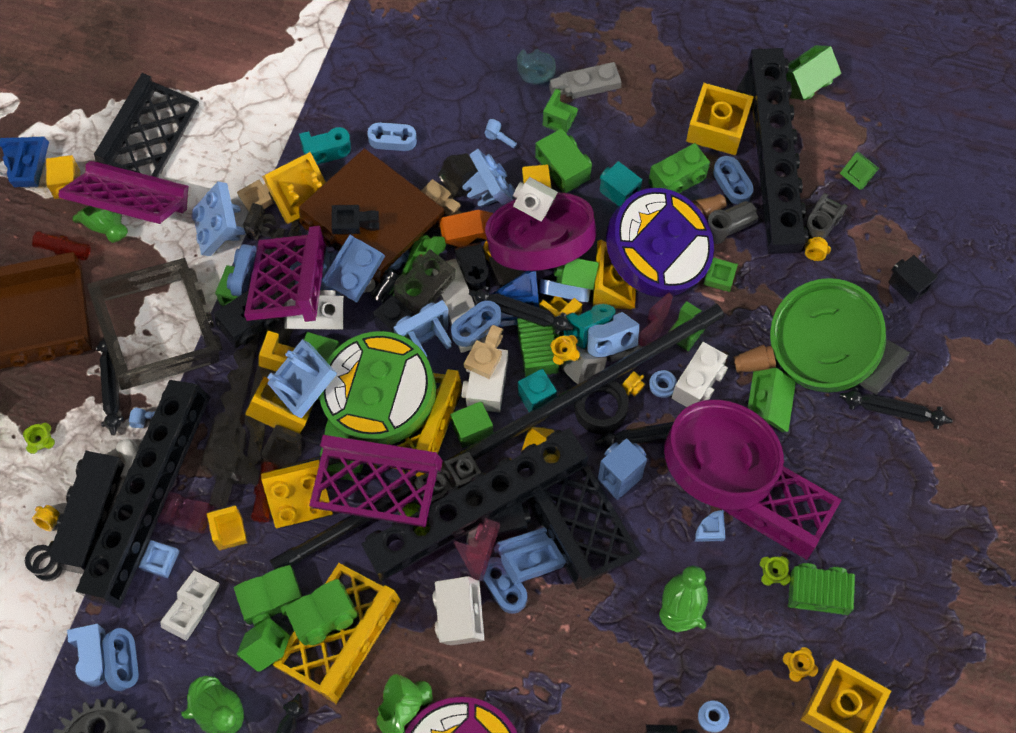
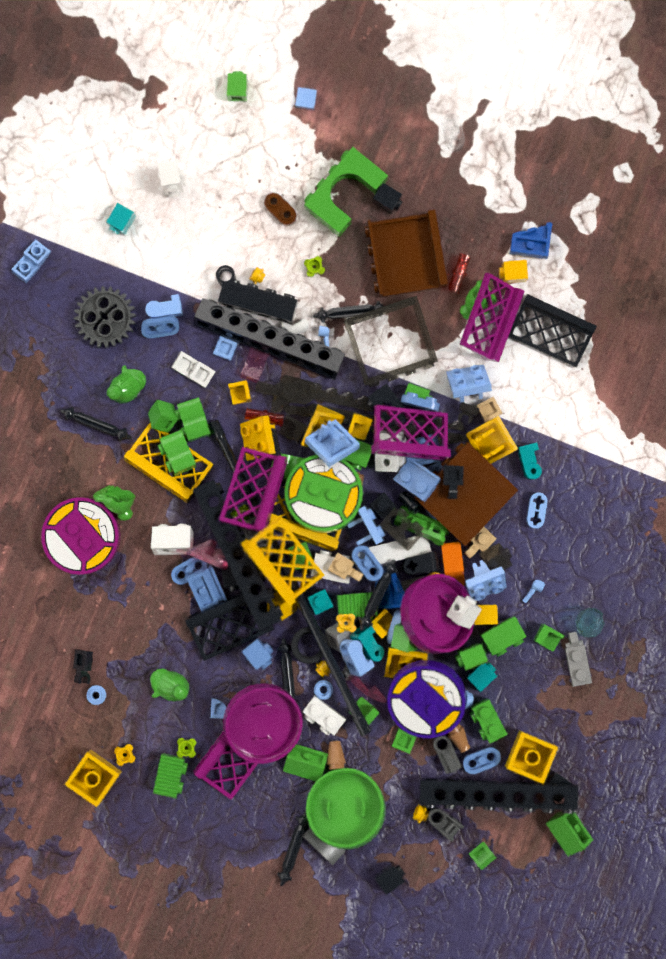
camera: 95 degrees right, 20 degrees up
(494, 446) = (274, 575): none -> yellow fence
(596, 189) = (471, 656): none -> bright green brick

